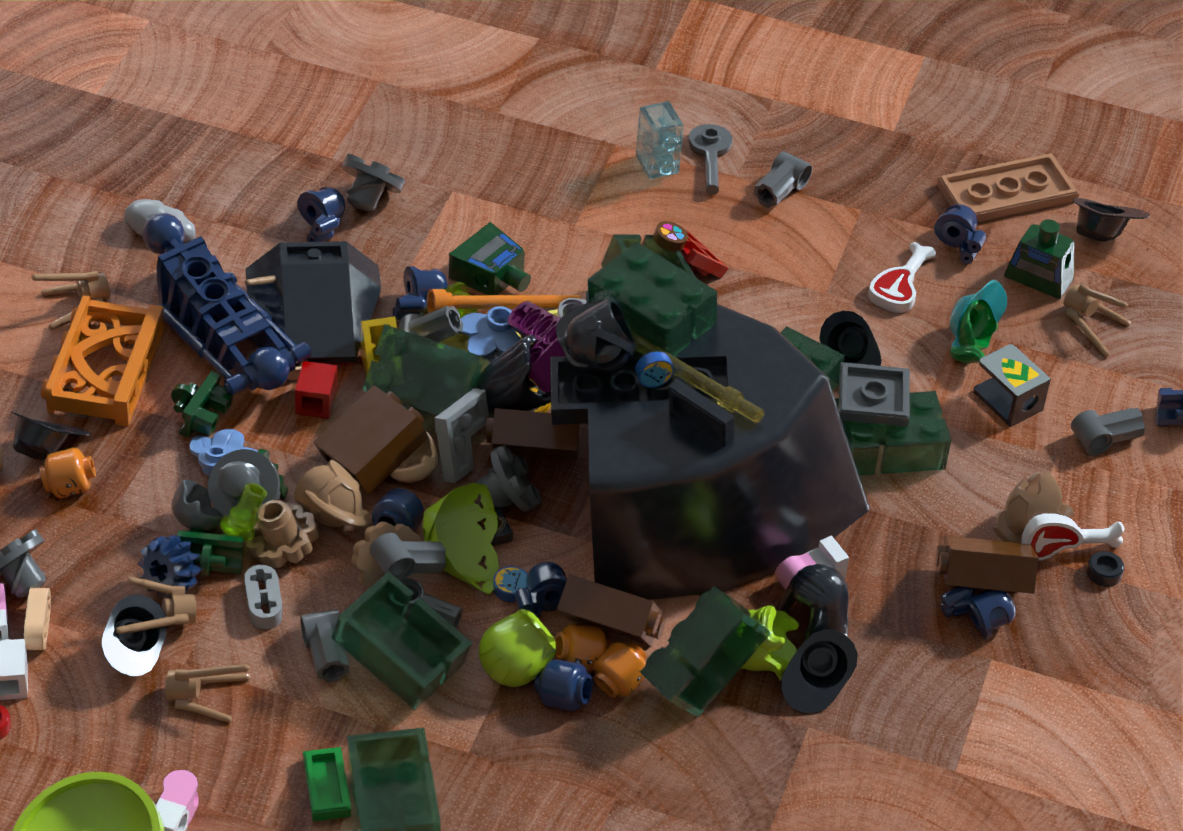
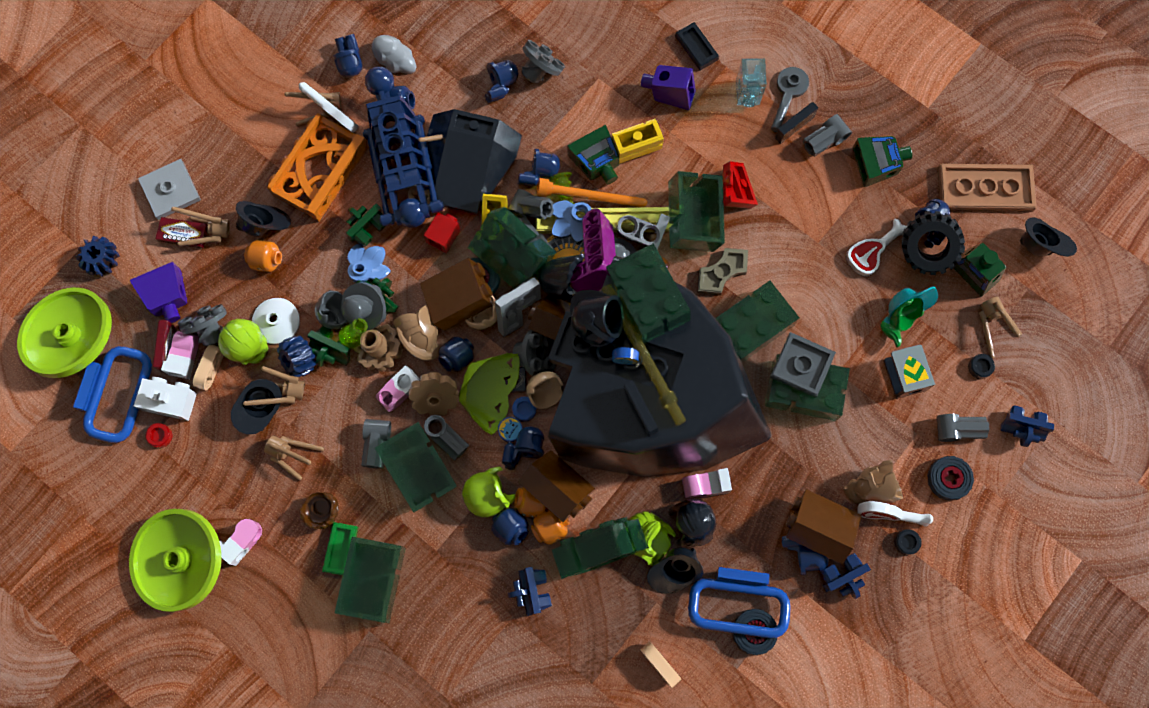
camera: 25 degrees right, 30 degrees up
(80, 570) = (242, 342): none -> lime hair
(97, 234) = (348, 57): none -> dark blue piece
(102, 287) = (328, 107): none -> white piece
(111, 549) = (286, 323): none -> white dish
(269, 596) = (346, 390): light grey beam -> none
(279, 738) = (319, 510): none -> reddish brown hair
(331, 573) = (397, 389): none -> leg
(407, 557) = (433, 407): dark grey piece -> none
(520, 554) = (523, 409): none -> blue tile
(540, 520) = (544, 389): none -> light nougat hair
(543, 229) = (638, 140): none -> yellow brick
(557, 167) = (671, 85): none -> dark purple torso
(568, 130) = (697, 46): none -> black tile
(624, 749) = (526, 591): none -> dark blue hips
(670, 236) = (719, 180): reddish brown tile -> none
(736, 174) = (796, 122): none -> black tile
(849, 785) = (660, 664): none -> light nougat beam
(852, 337) = (811, 305): black piece -> none
(859, 186) = (879, 158): none -> dark green torso
(914, 658) = (742, 582): none -> blue bar
(958, 702) = (748, 643): none -> black bush
(989, 224) = (939, 261): none -> black tyre
(1050, 622) = (834, 579): none -> dark blue hips
(1098, 365) = (981, 366): none -> black tile
(1122, 499) = (945, 489): none -> black bush

